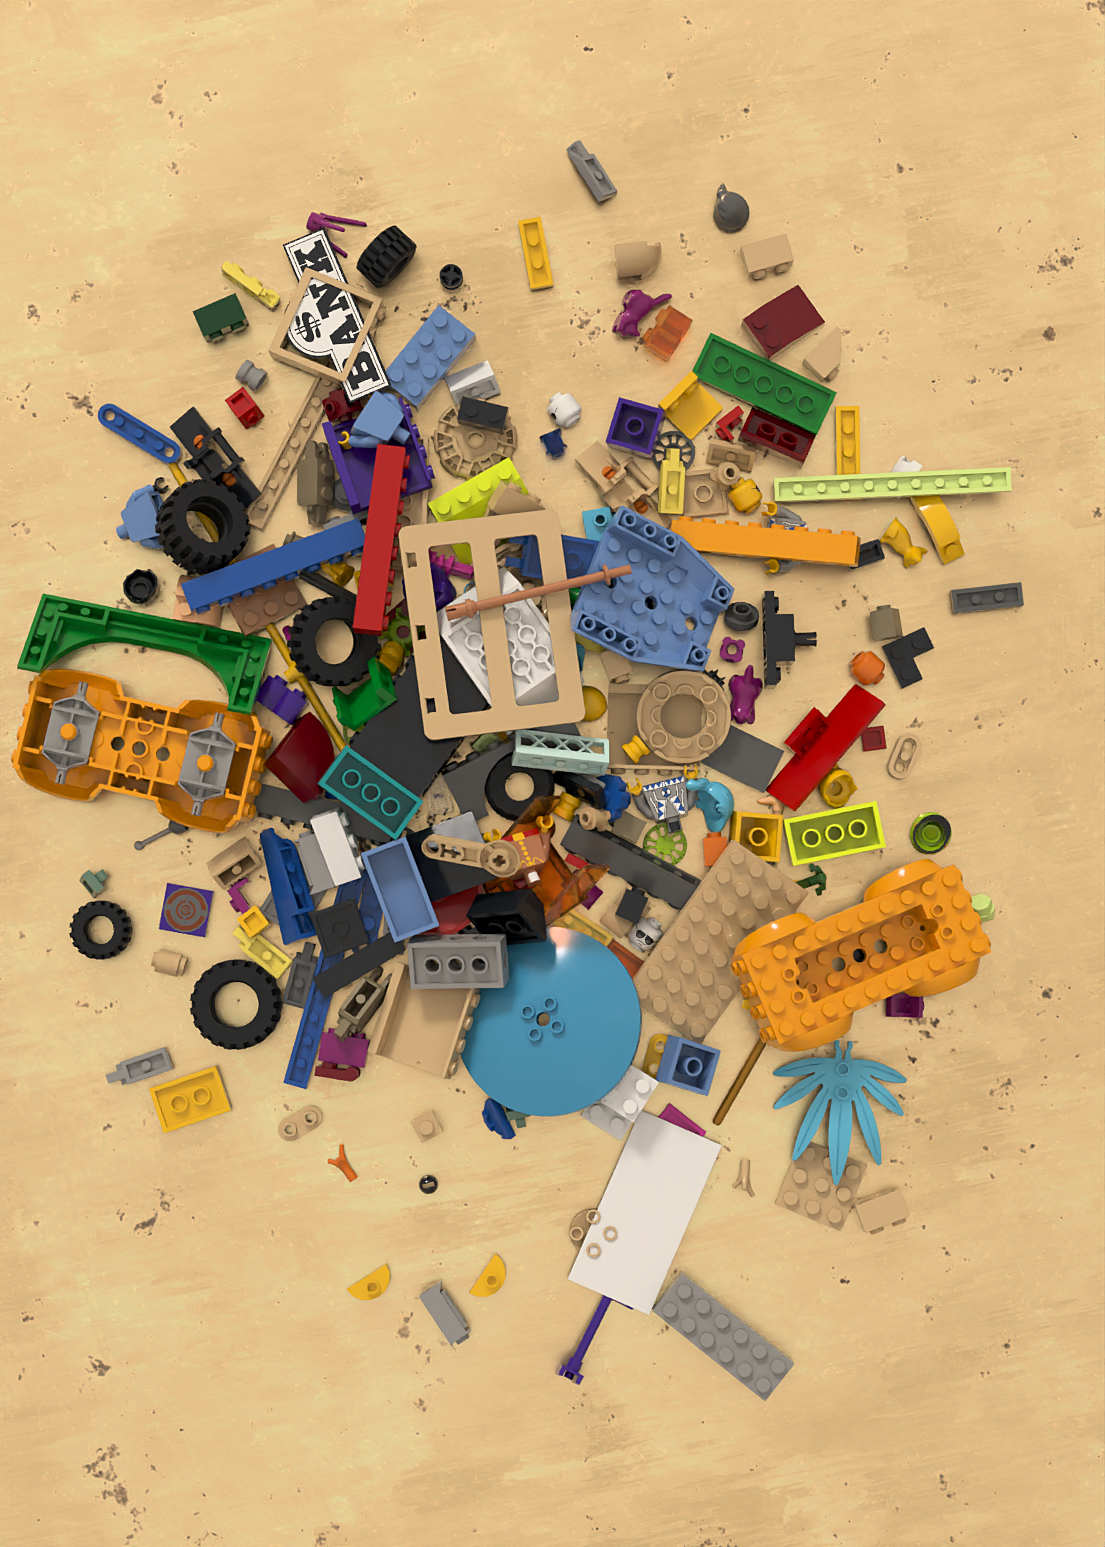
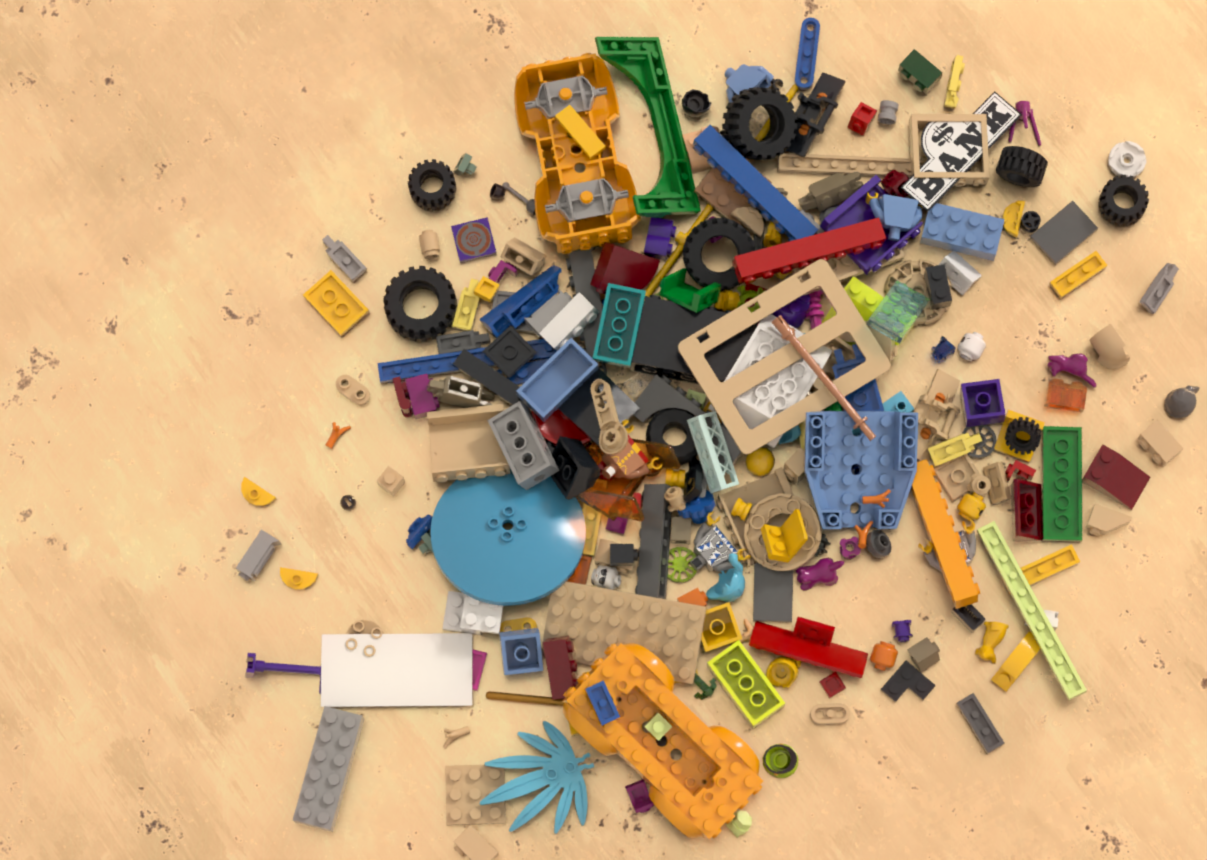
camera: 65 degrees right, 10 degrees down
(122, 735) = (580, 132): none -> yellow tile
(141, 858) = (497, 191): none -> black hinge
(307, 587) = (750, 218): none -> tan plate
(428, 124) = (1130, 151): none -> white plate
(437, 294) = (1012, 217): none -> yellow plate
(470, 144) = (1127, 186): none -> black tyre
(479, 246) = (1063, 232): none -> dark grey tile
(495, 473) = (898, 311): none -> clear light blue plate
(686, 396) = (1023, 445): none -> black tyre
(694, 595) = (878, 499): none -> orange bar
(696, 717) = (785, 541): none -> yellow bracket
(724, 1028) = (560, 665): none -> dark red brick
(725, 629) = (863, 534): none -> orange bar
(779, 639) = (873, 578): black brick -> none
(801, 1005) = (602, 702): none -> blue plate
(845, 953) = (658, 726): none -> yellowish green plate
(849, 635) = (902, 630): none -> dark purple brick

